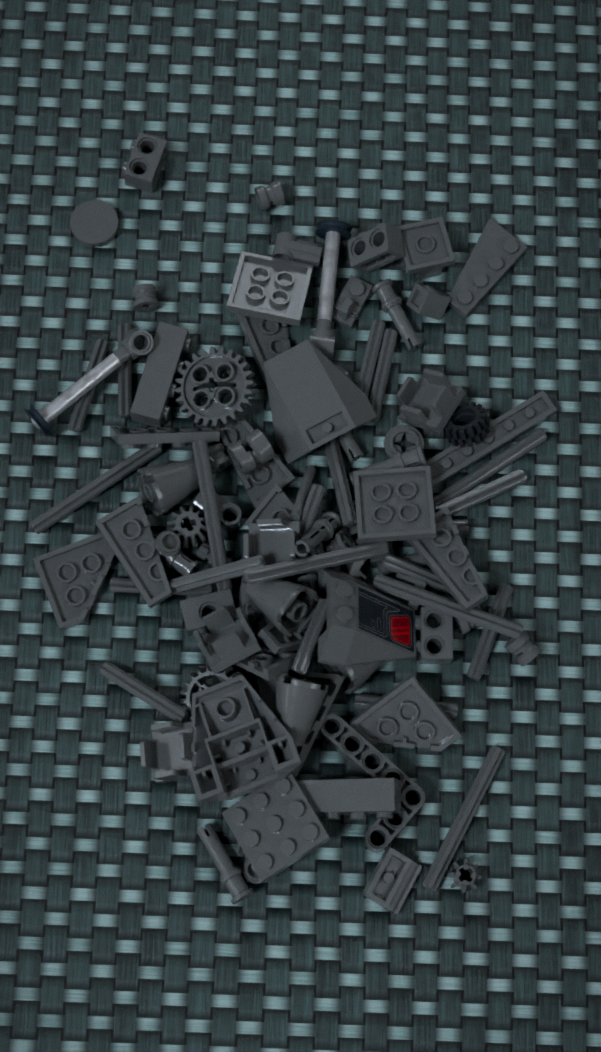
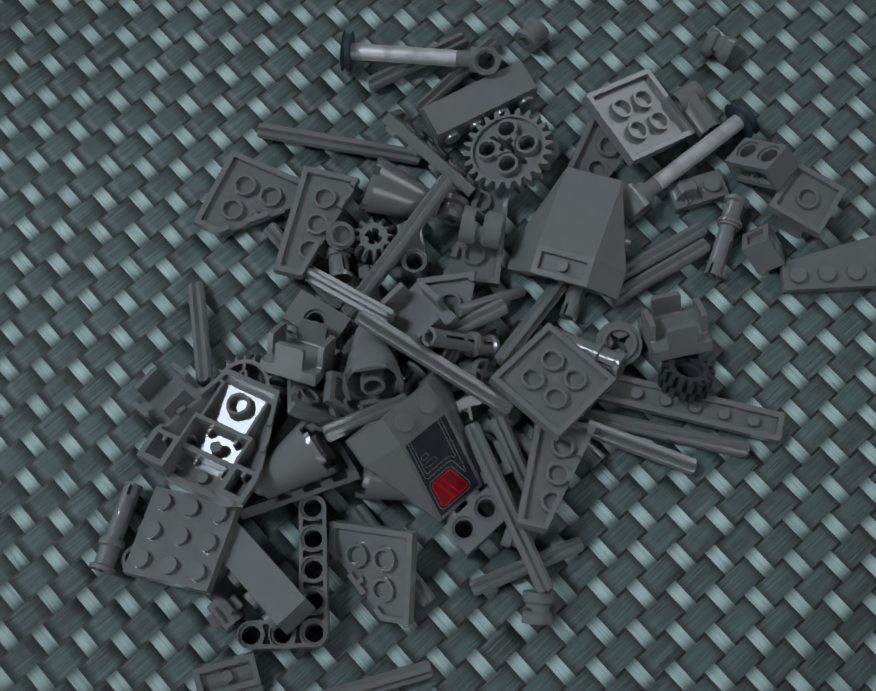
camera: 50 degrees right, 0 degrees up
(346, 841) = (225, 612): none -> dark grey gear

